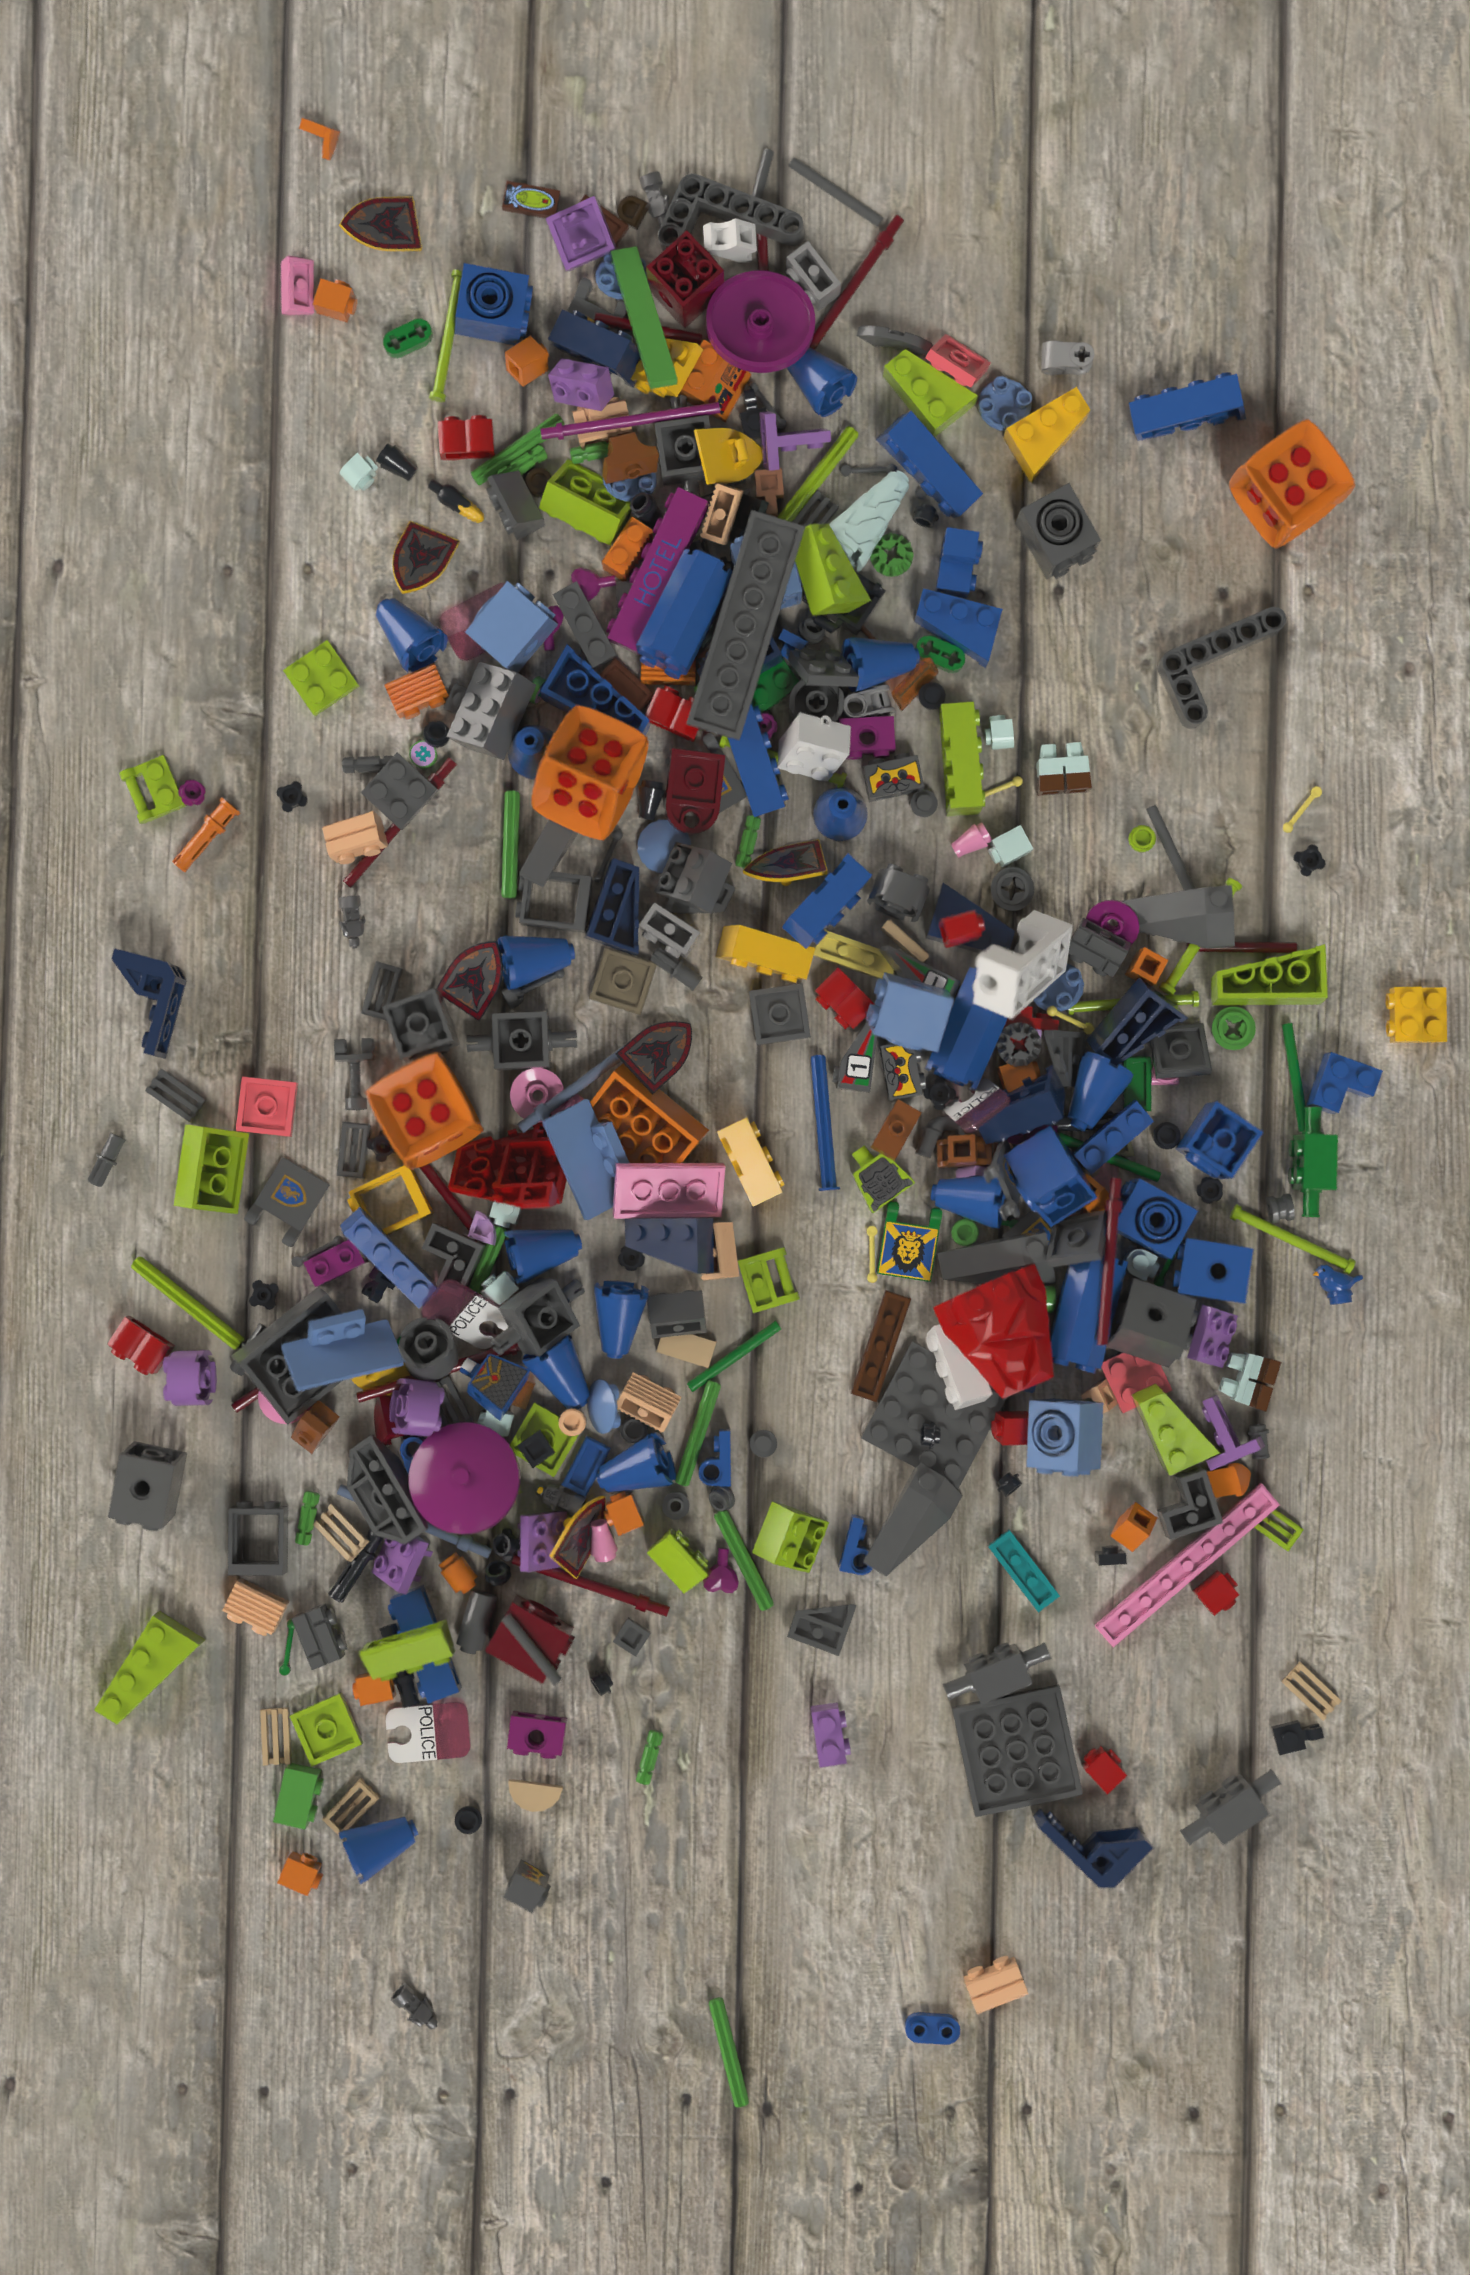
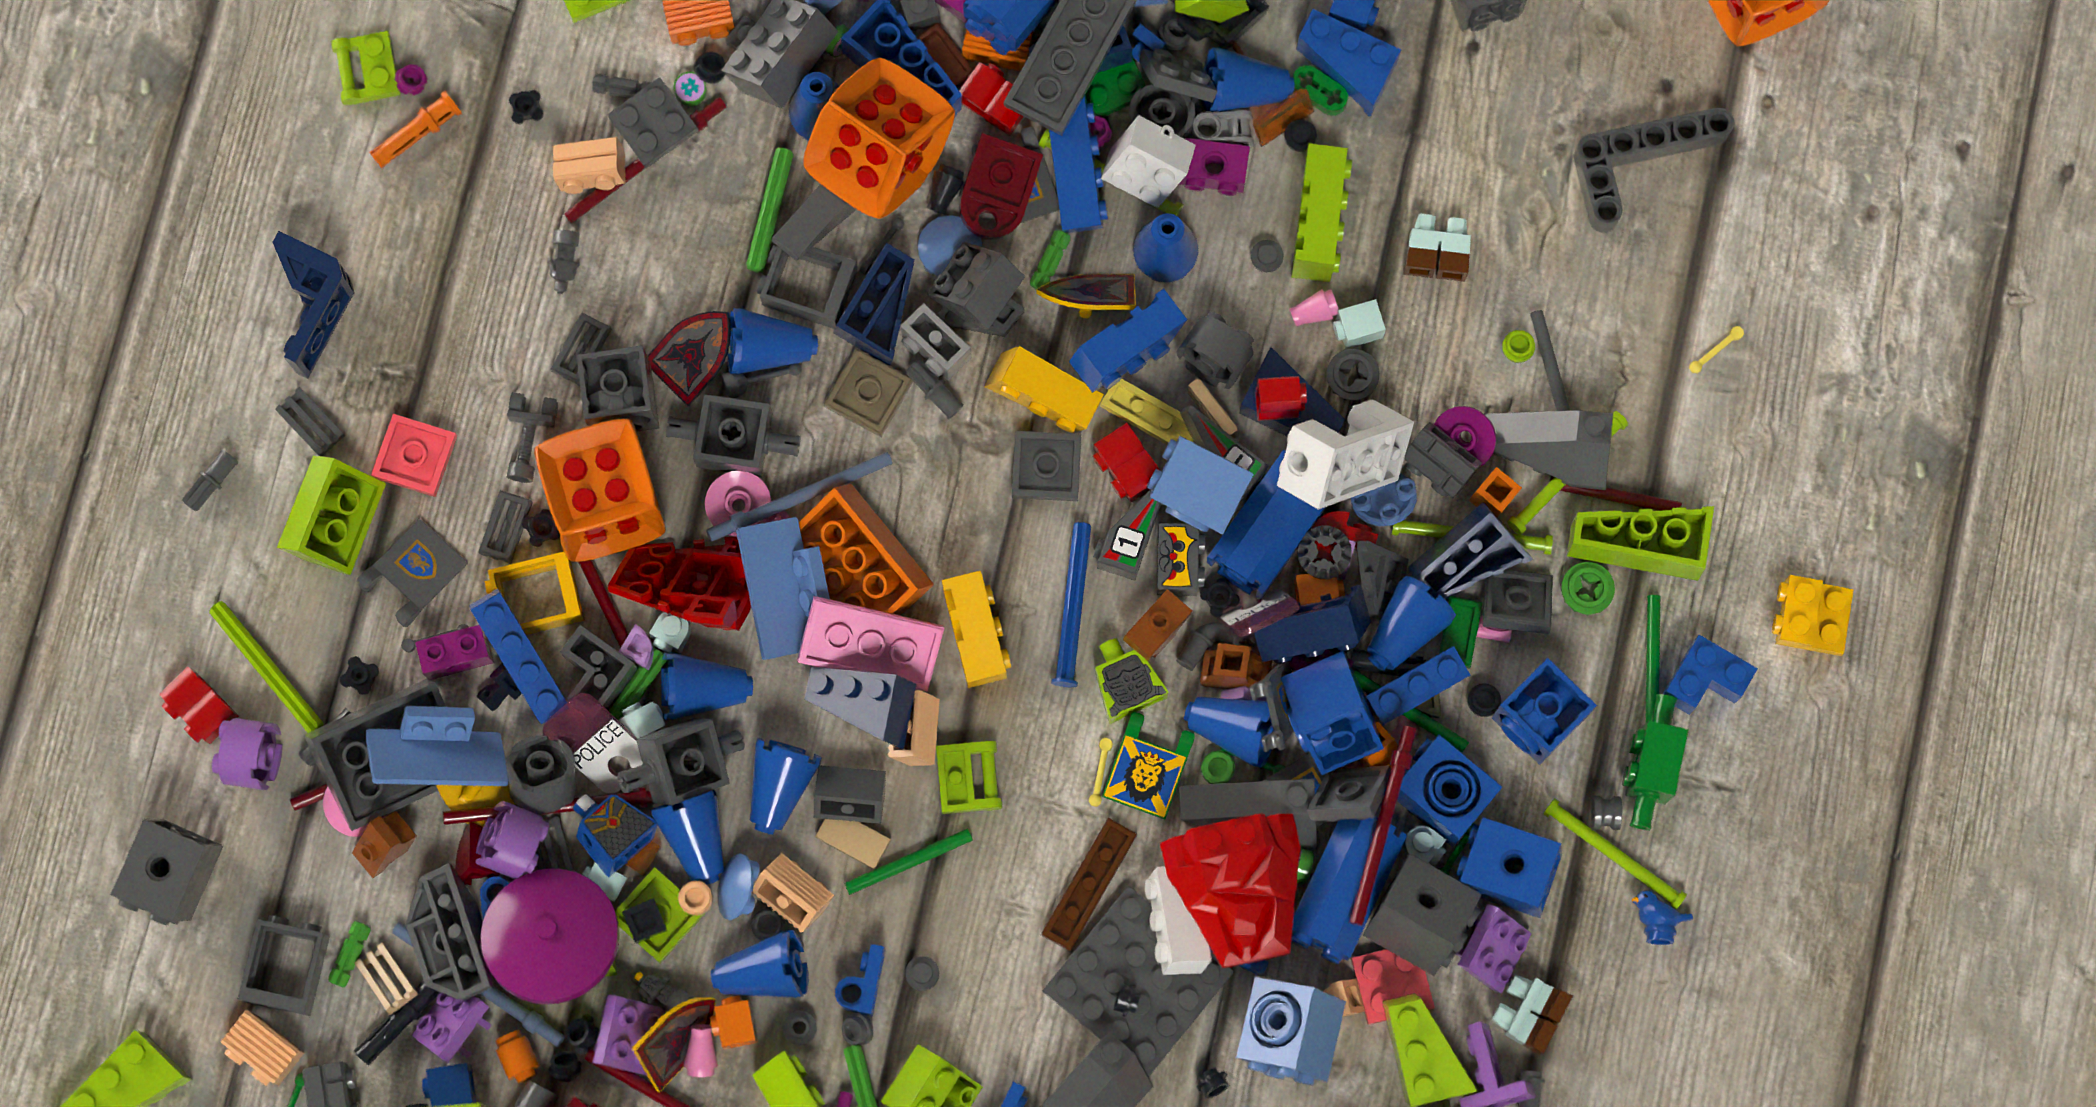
camera: 10 degrees right, 10 degrees down
(586, 1466) = (700, 957): blue tile -> none
(630, 1265) = (809, 709): black plate -> none
(657, 1052) = (891, 481): shield -> none
(698, 1433) = (845, 945): bright green axle -> none
(893, 777) = (1236, 218): brick -> none
(1000, 733) = (1372, 191): light aqua plate -> none
(1010, 1427) = (1226, 1011): red brick -> none
(1016, 781) = (1382, 252): light yellow hinge -> none
(1088, 1028) = (1412, 553): light yellow hinge -> none
(1217, 1190) = (1533, 771): black plate -> none
(1313, 853) = (1719, 401): black plate -> none

